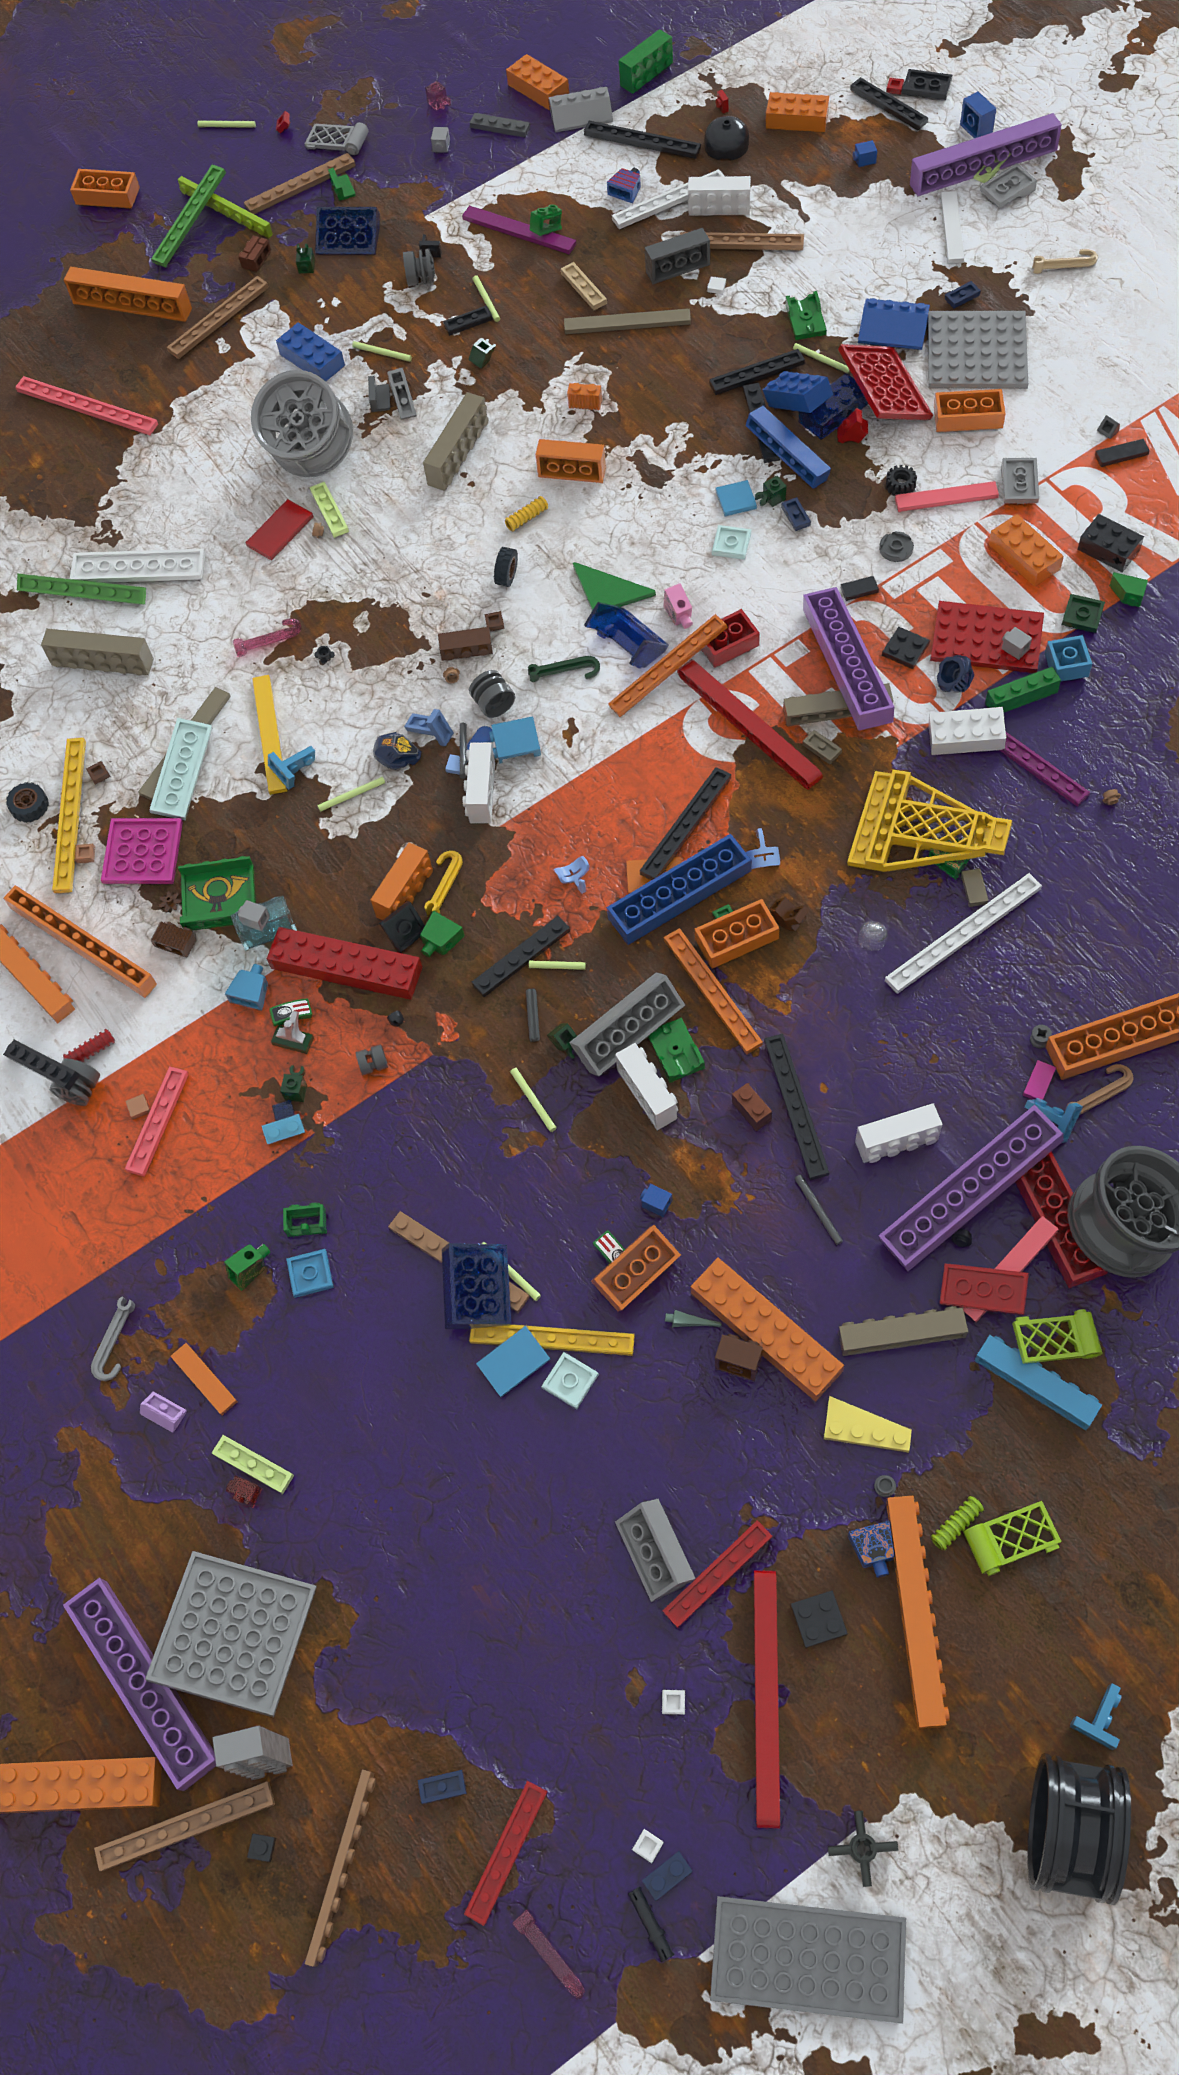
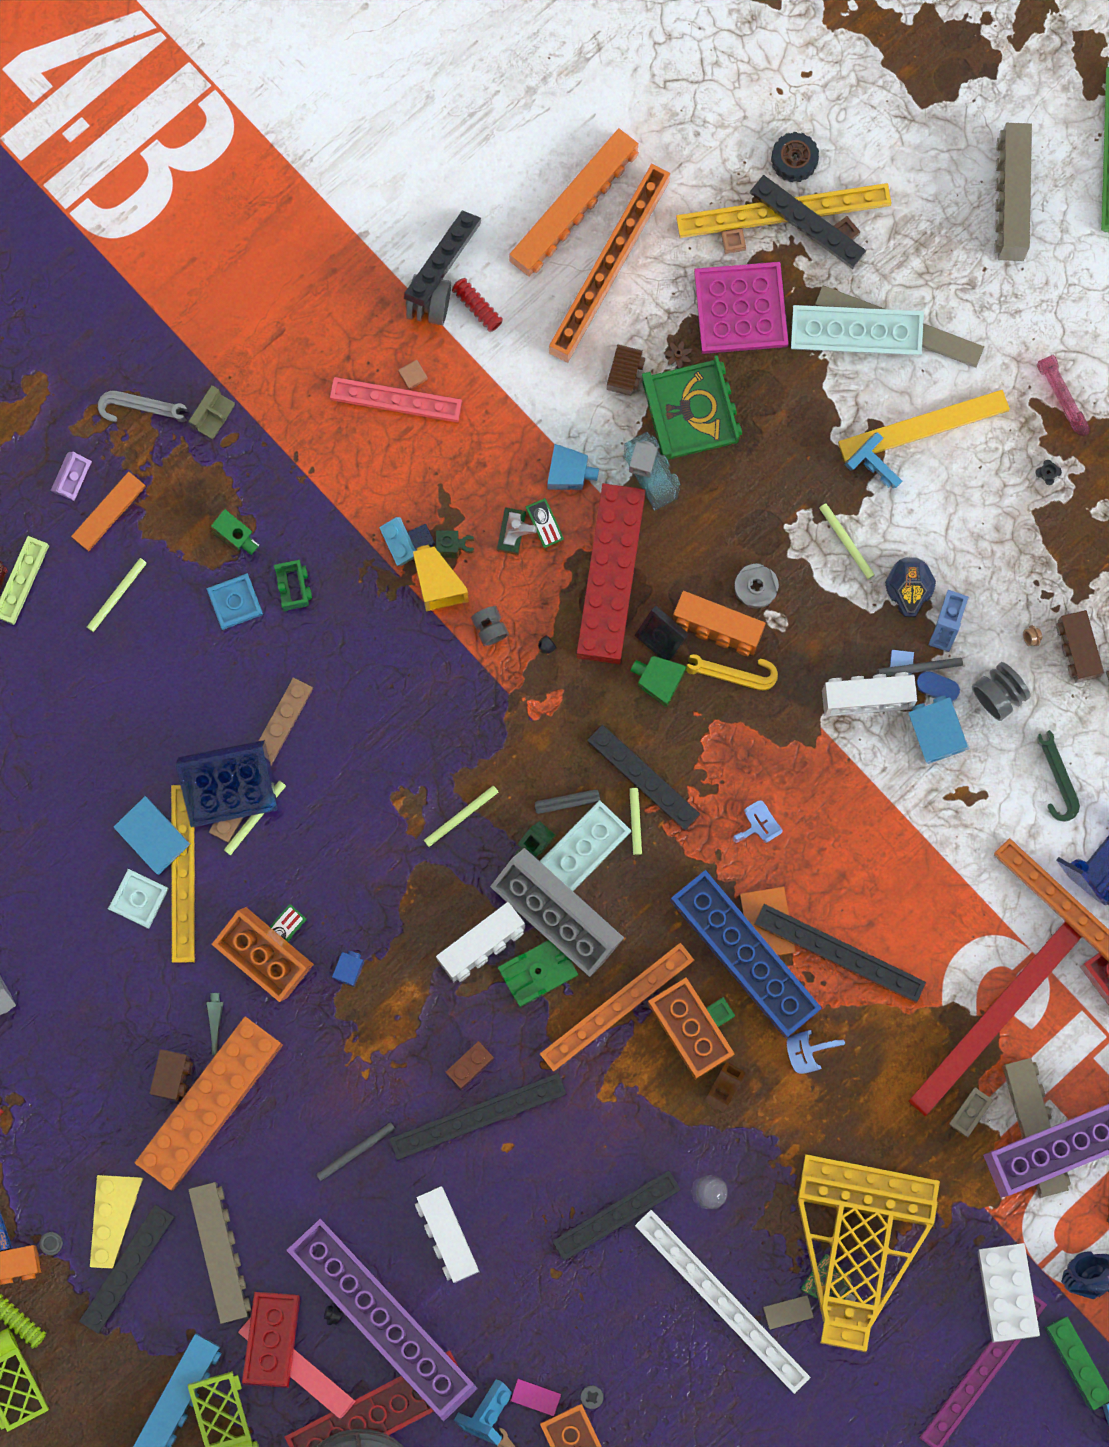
camera: 75 degrees right, 15 degrees up
(83, 794) = (808, 221): none -> black plate
(133, 1278) = (211, 413): none -> olive panel
(283, 1377) = (109, 604): none -> yellowish green bar
(323, 1095) = (437, 580): none -> yellow slope
(377, 868) = (749, 596): none -> light grey plate
(570, 1001) = (585, 846): none -> light aqua tile
(888, 1005) = (616, 1215): none -> black plate
(913, 1418) = (127, 1269): none -> black plate

